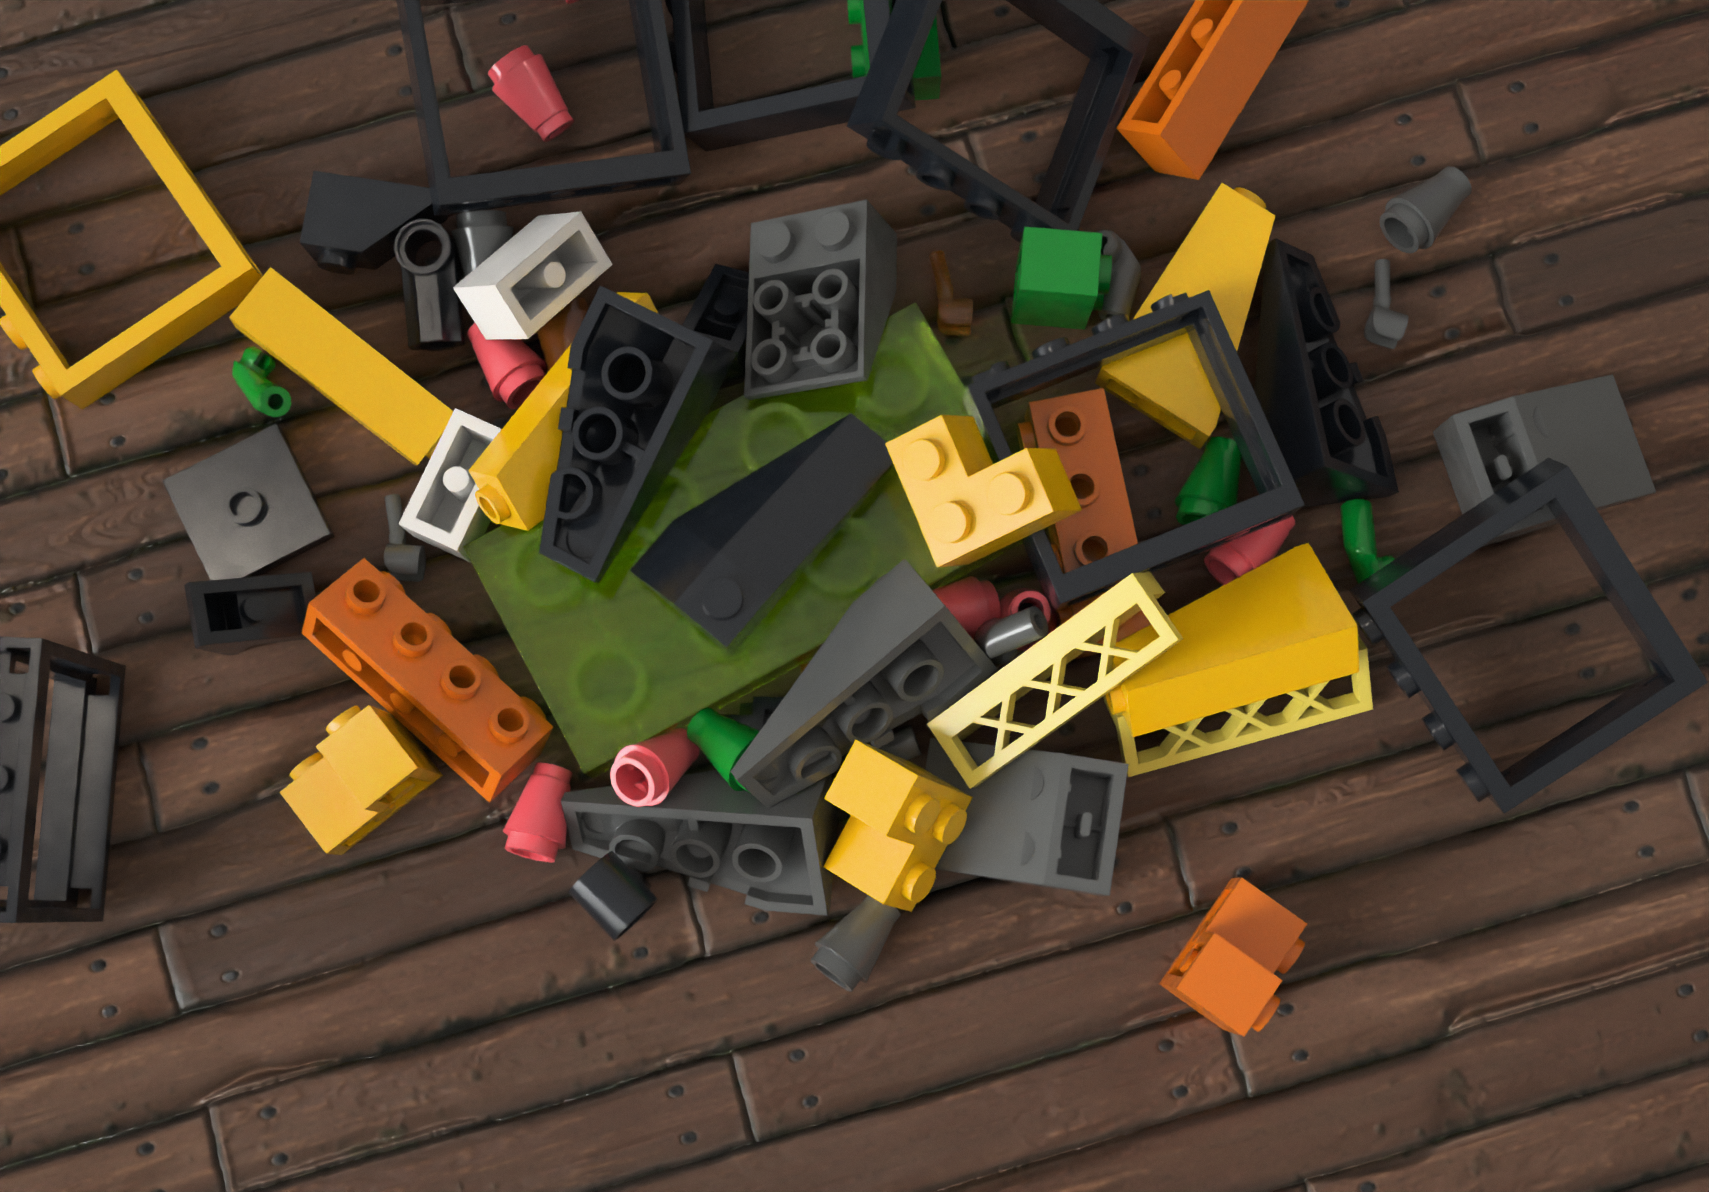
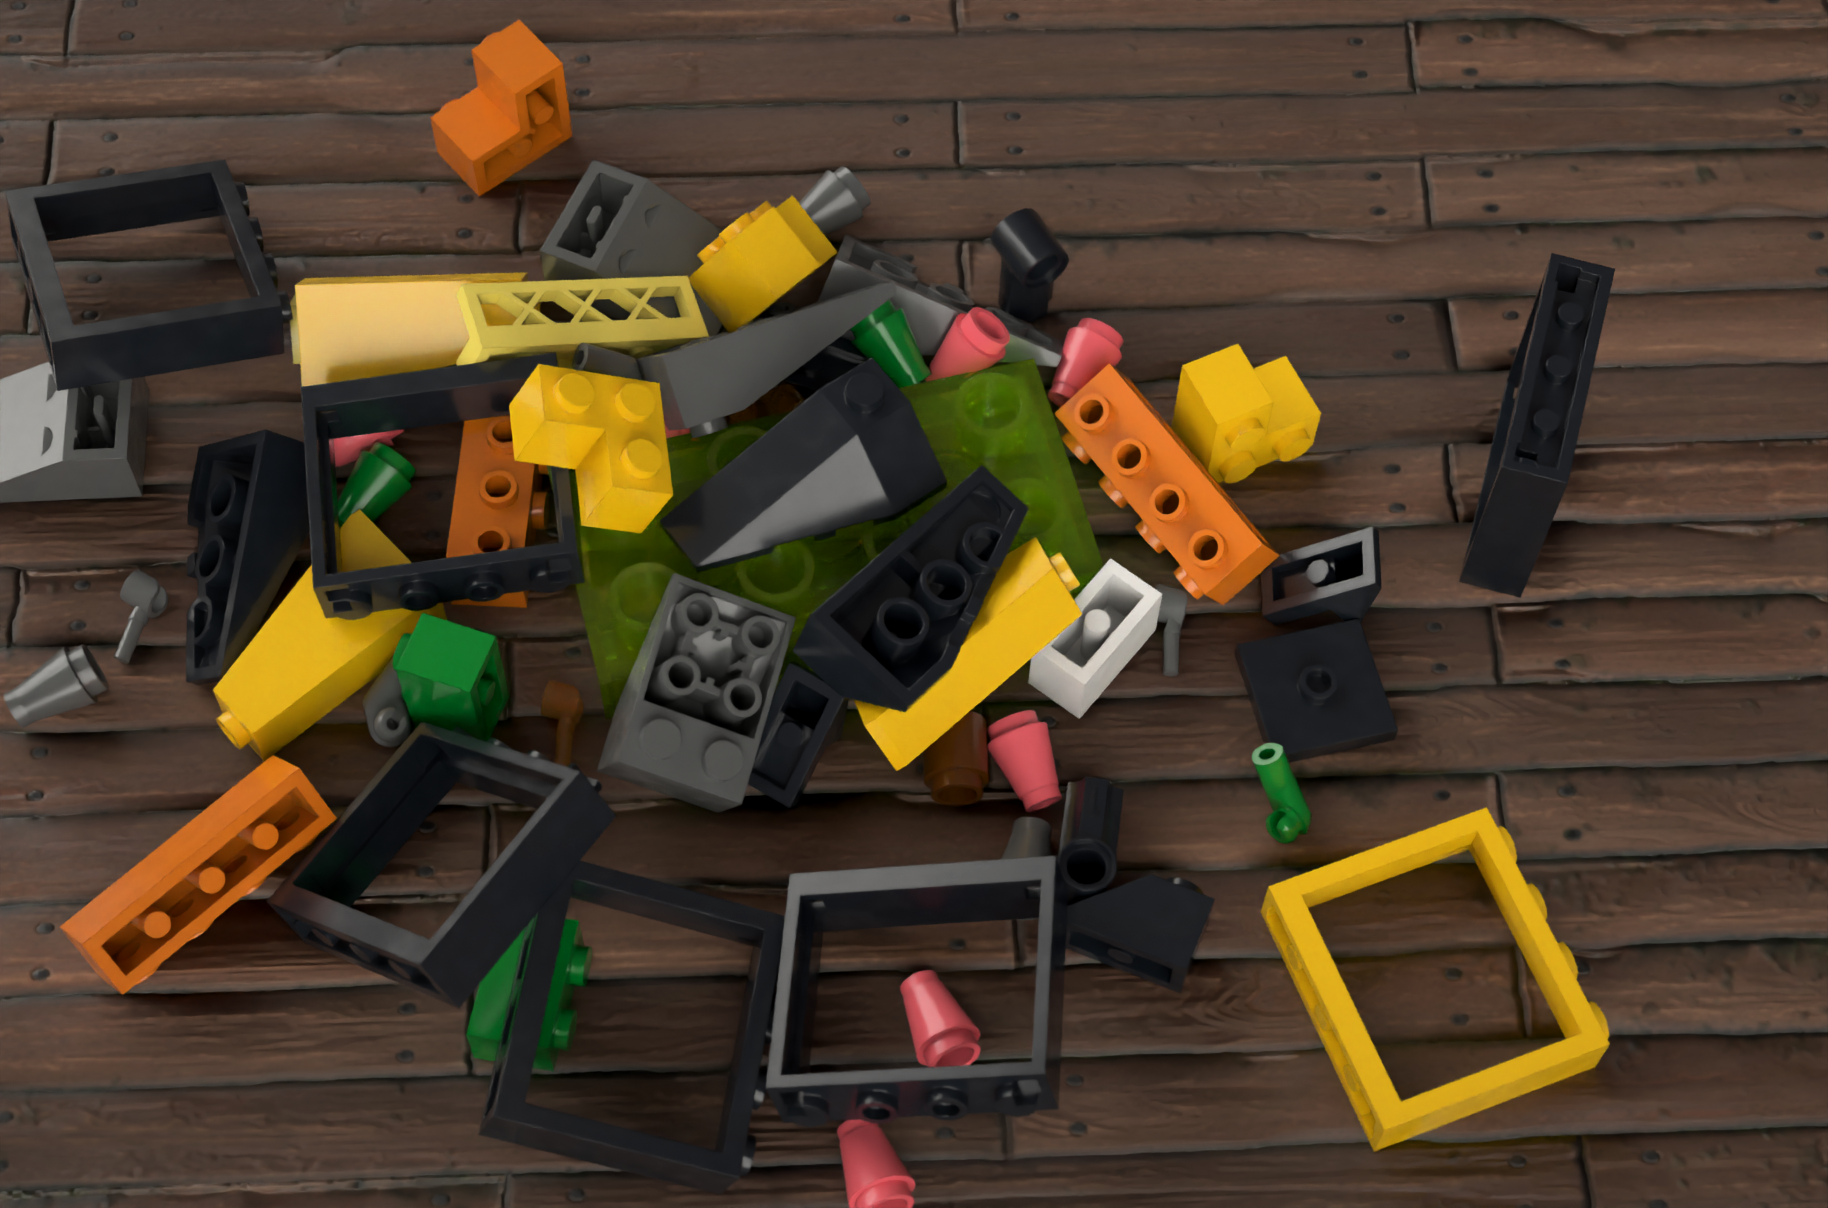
camera: 170 degrees left, 20 degrees down
(342, 366) = (1199, 782): yellow slope -> none
(533, 276) = (979, 801): white brick -> none
(1360, 539) = (254, 399): green arm -> none

